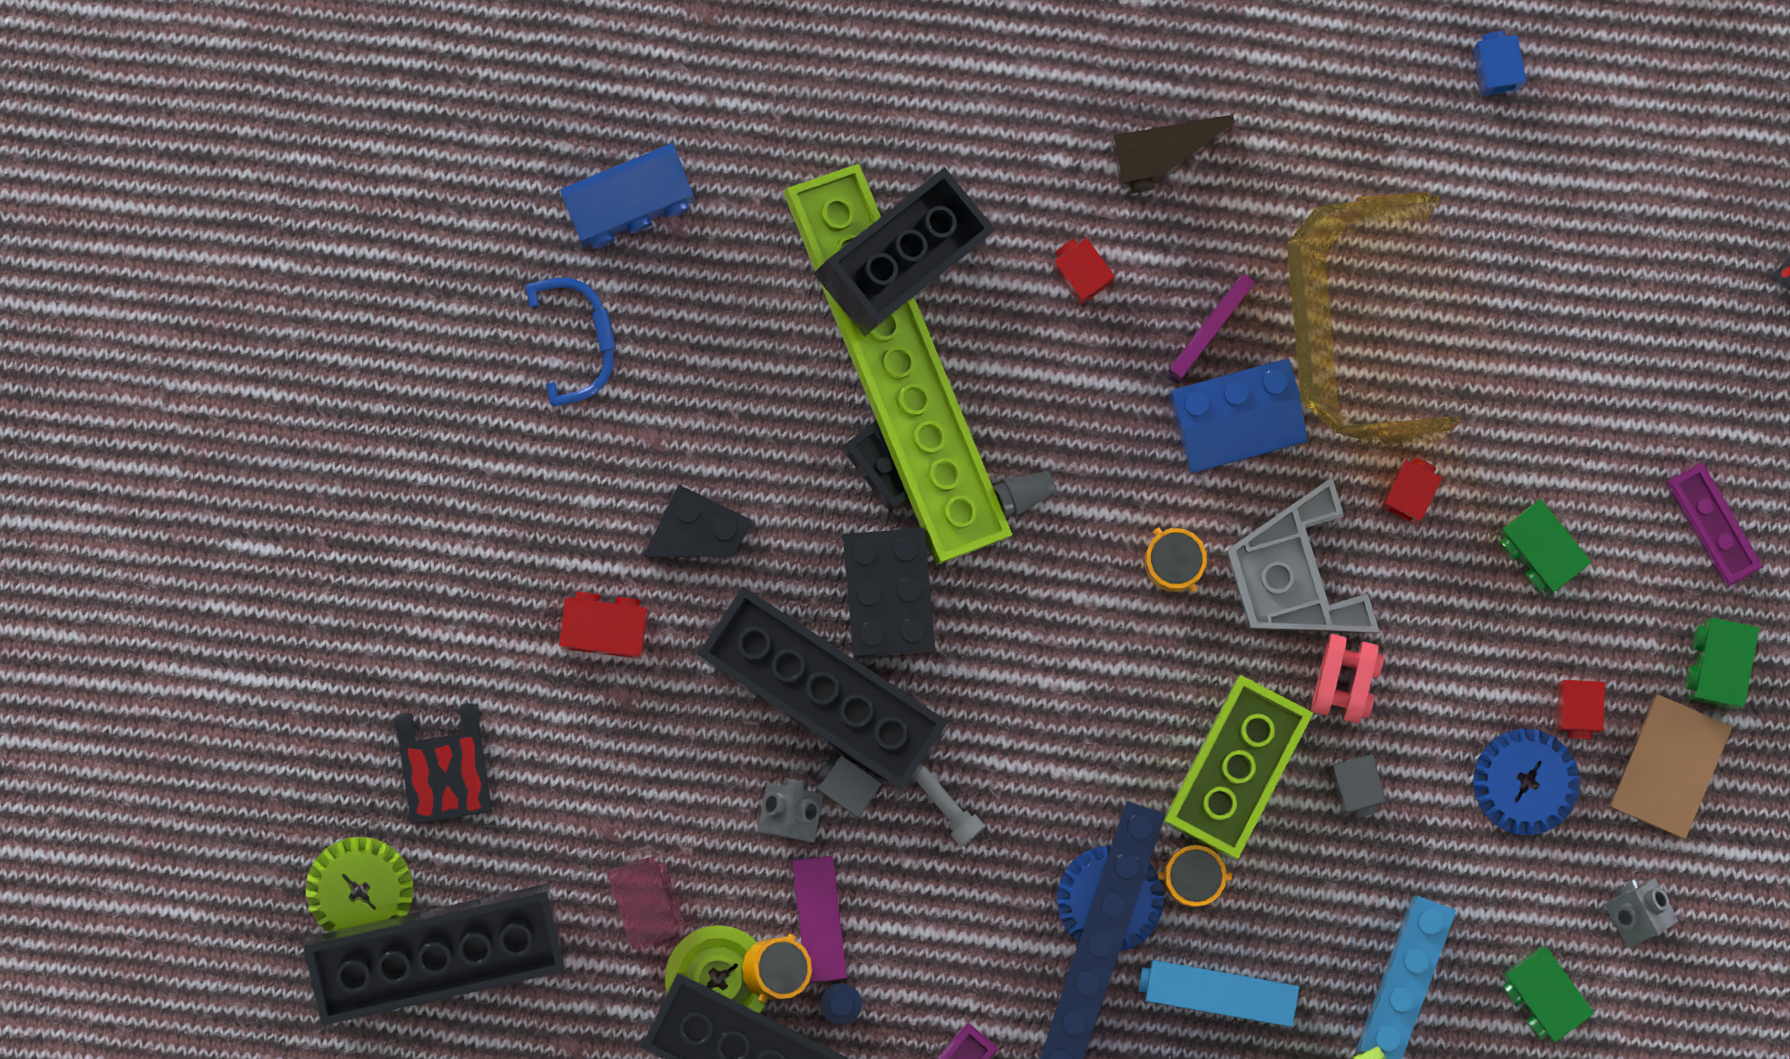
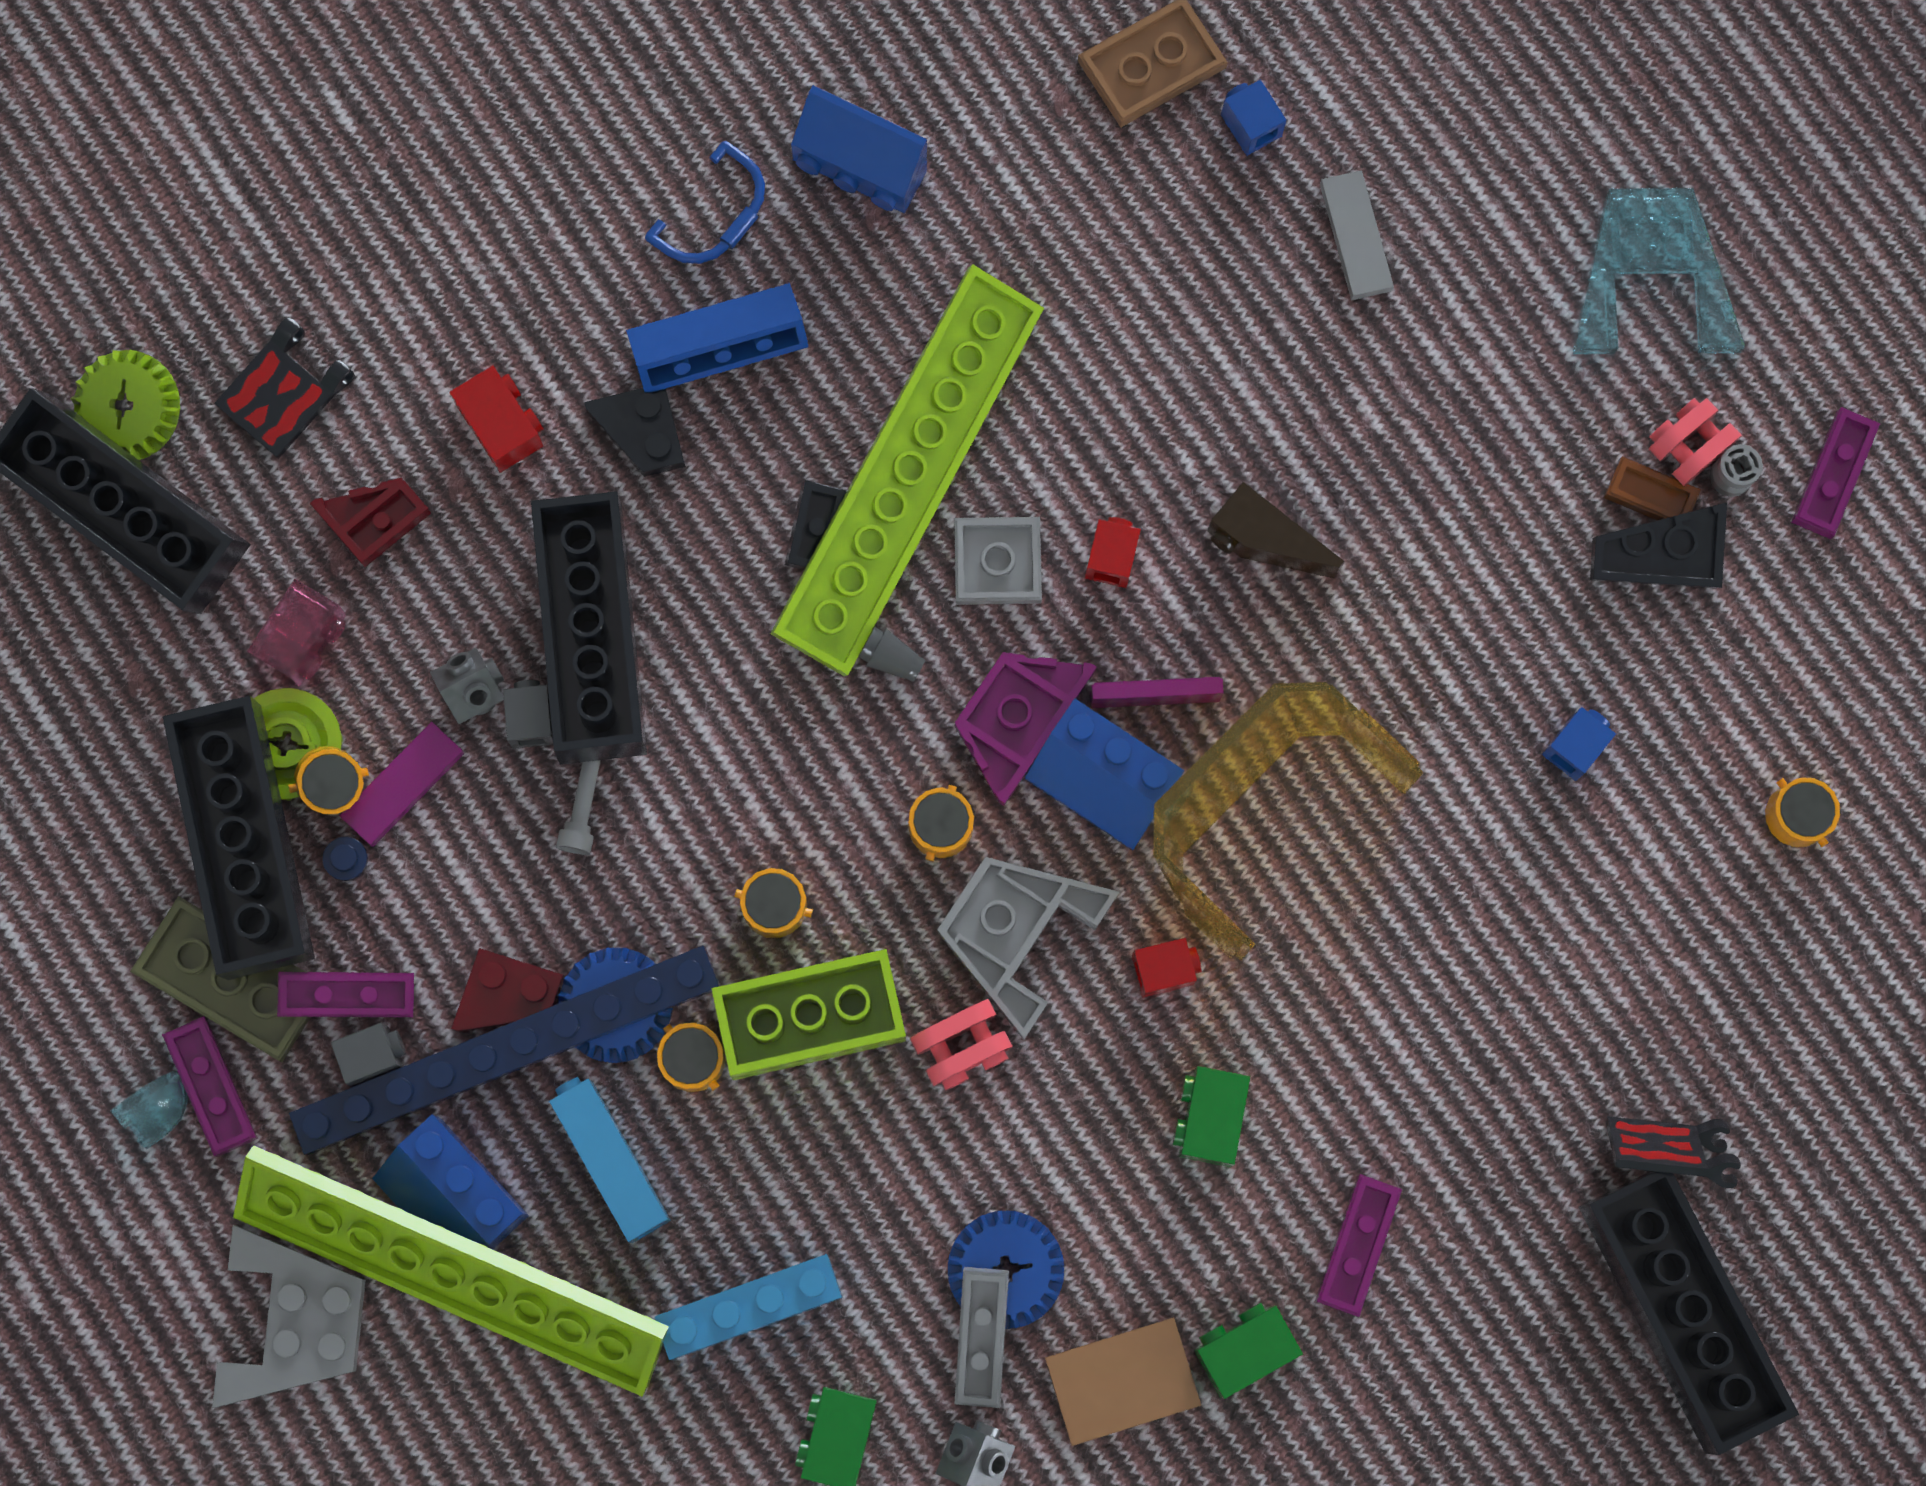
camera: 50 degrees right, 5 degrees down
(600, 779) = (372, 517): none -> dark red wing
(680, 417) = (717, 338): none -> blue brick
(889, 593) = (714, 616): black brick -> none
(904, 251) = (1000, 393): black brick -> none
(1016, 357) = (997, 560): none -> light grey tile
(1035, 969) = (504, 992): none -> dark red wing
(1133, 726) = (773, 903): none -> pearl dark grey piece
(1143, 439) = (1016, 714): none -> magenta wing
(1358, 786) = (880, 1129): dark grey brick -> none
(1561, 837) = (981, 1337): none -> light grey tile
(1580, 708) = (1105, 1262): red brick -> none

